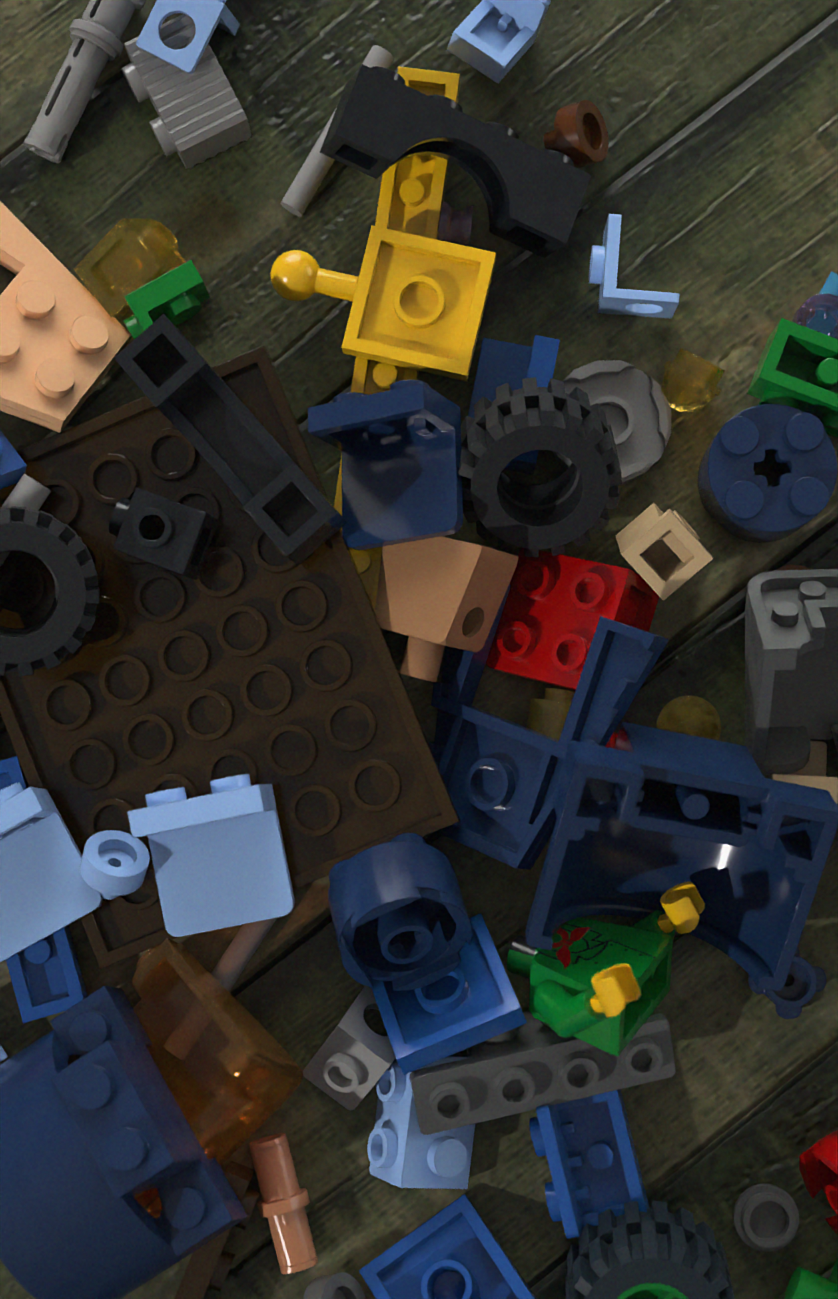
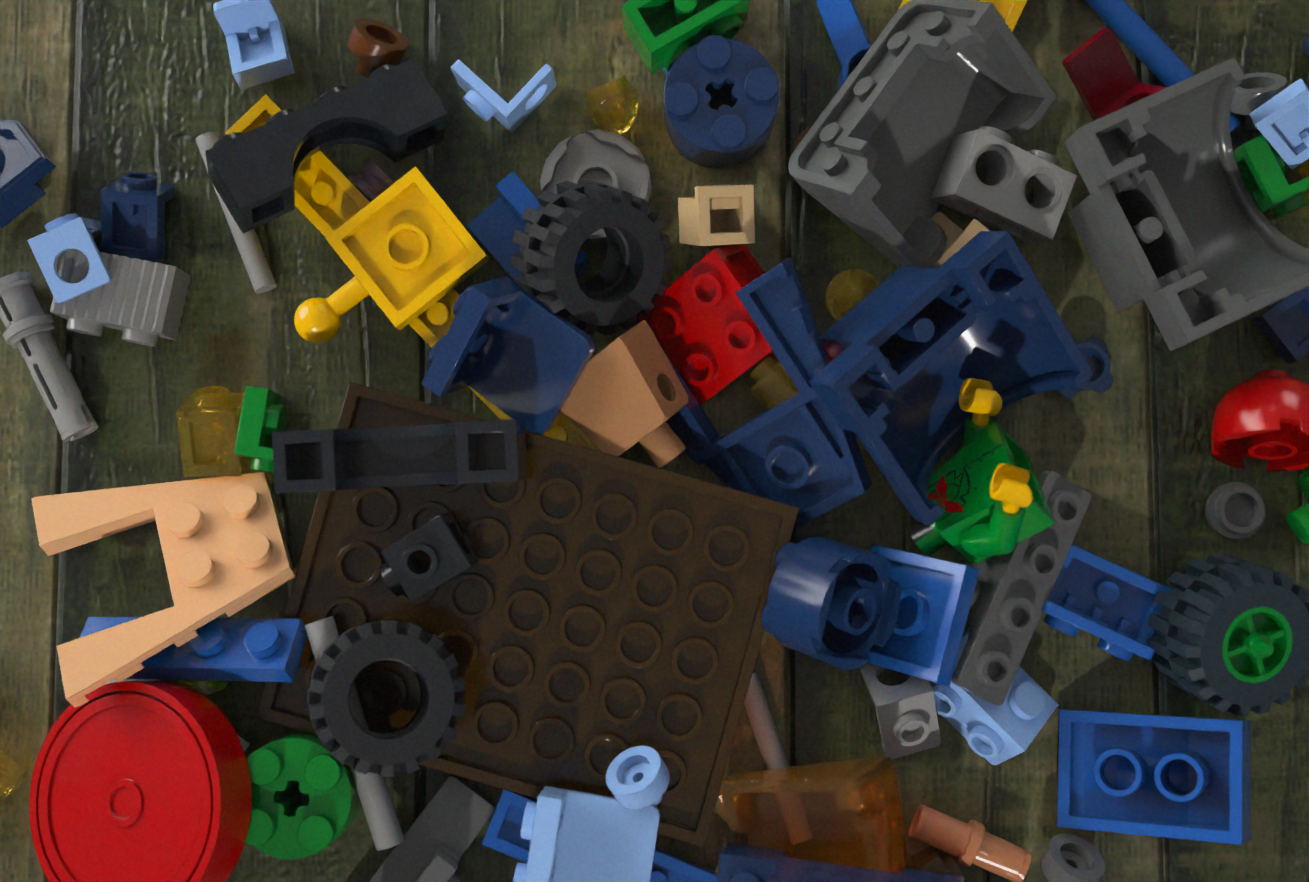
camera: 50 degrees left, 0 degrees up
(216, 855) = (690, 700): light blue bracket -> none
(264, 48) = (135, 216): none -> dark blue bracket

